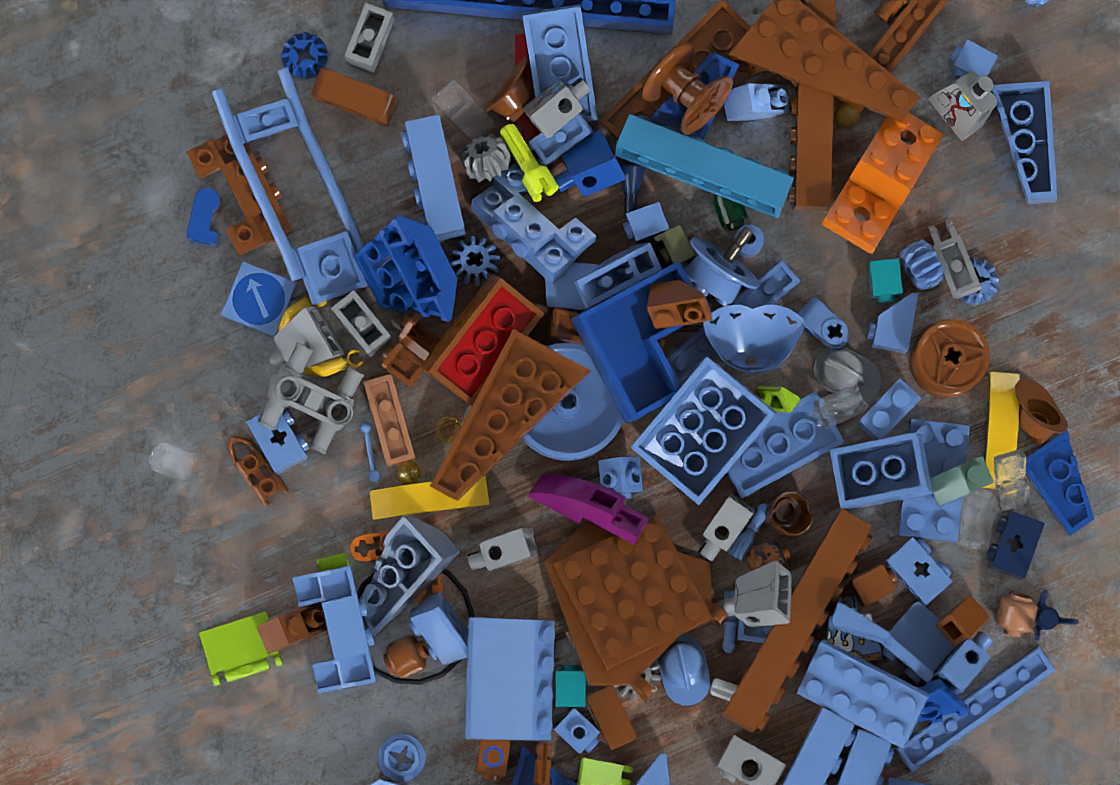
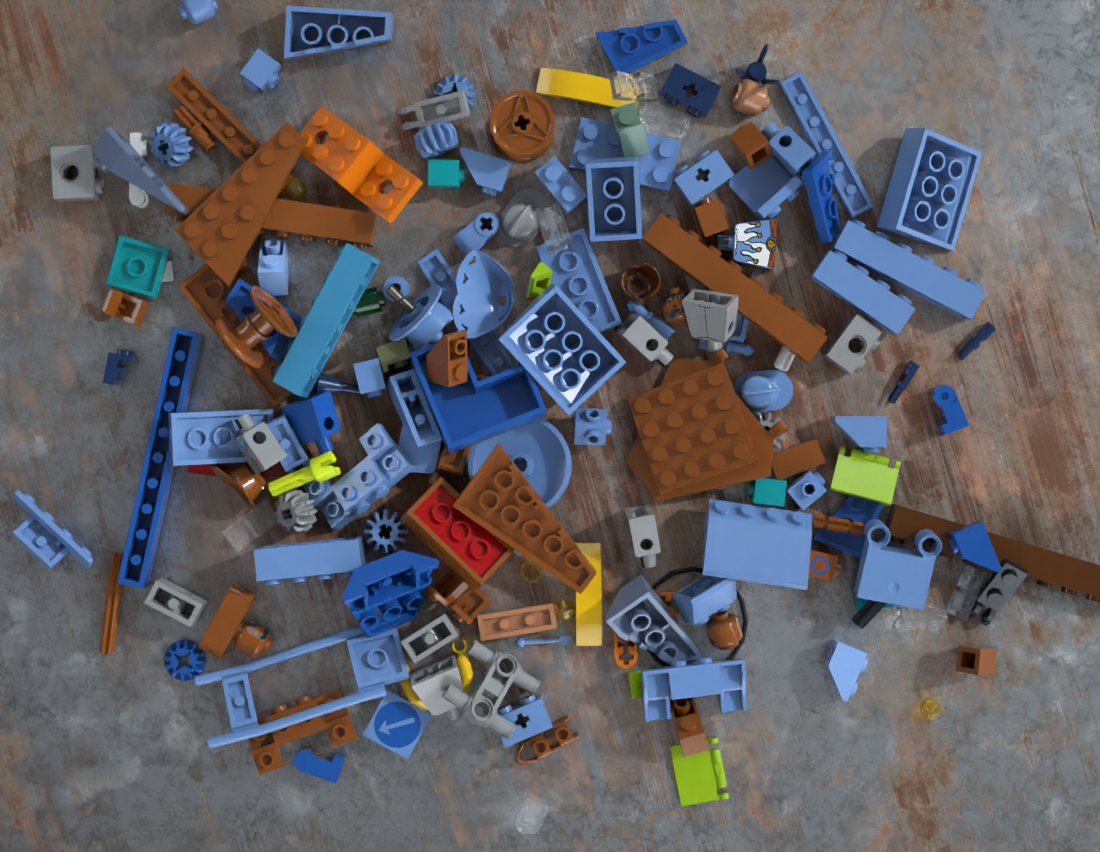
camera: 85 degrees left, 5 degrees up
(337, 127) = (252, 639): none -> dark orange head
(389, 763) = (821, 640): medium blue gear -> none
(588, 500) = (610, 455): magenta slope -> none
(852, 622) = (743, 241): medium blue slope -> none
(863, 693) = (805, 239): medium blue plate -> none
(965, 103) = (296, 82): light grey torso -> none
(1039, 412) = (577, 54): dark orange piece -> none

